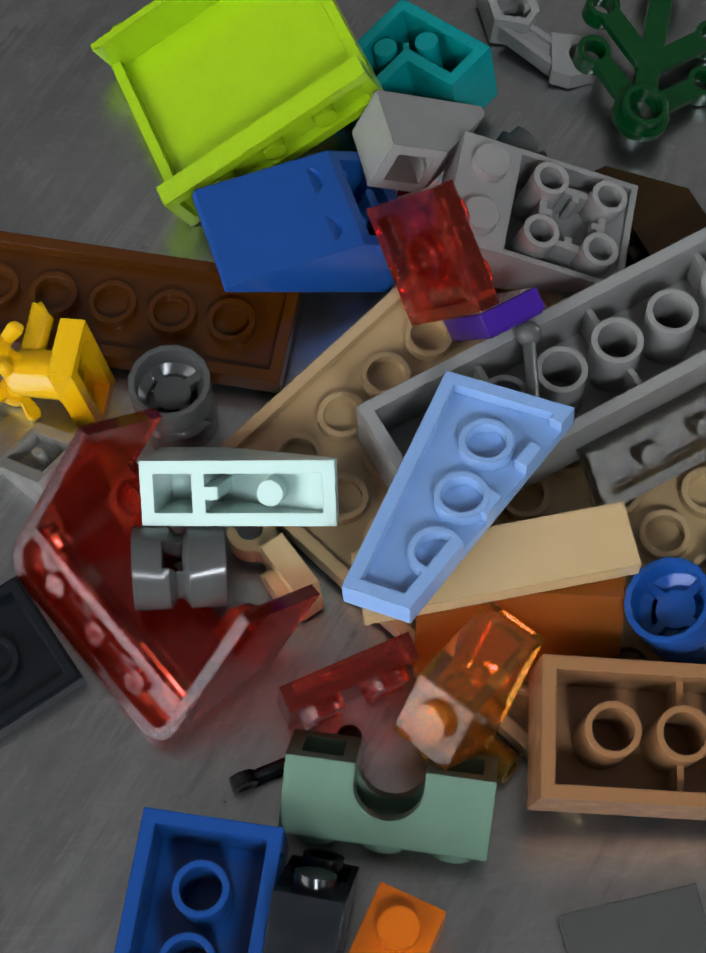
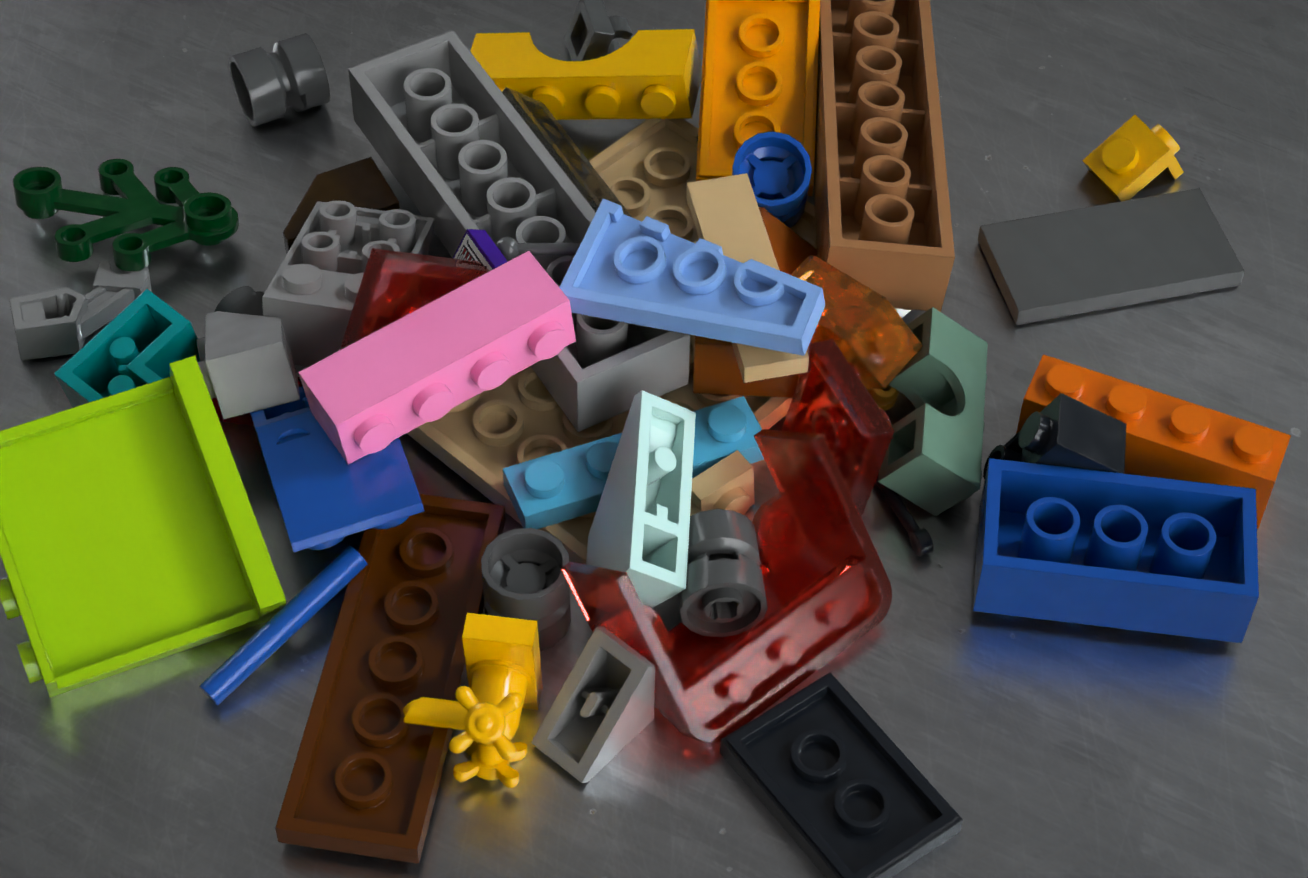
camera: 95 degrees left, 15 degrees down
(155, 215) = (283, 625): none -> blue bar
(293, 423) = (573, 479): none -> medium azure plate
(372, 277) = (438, 357): none -> bright pink brick

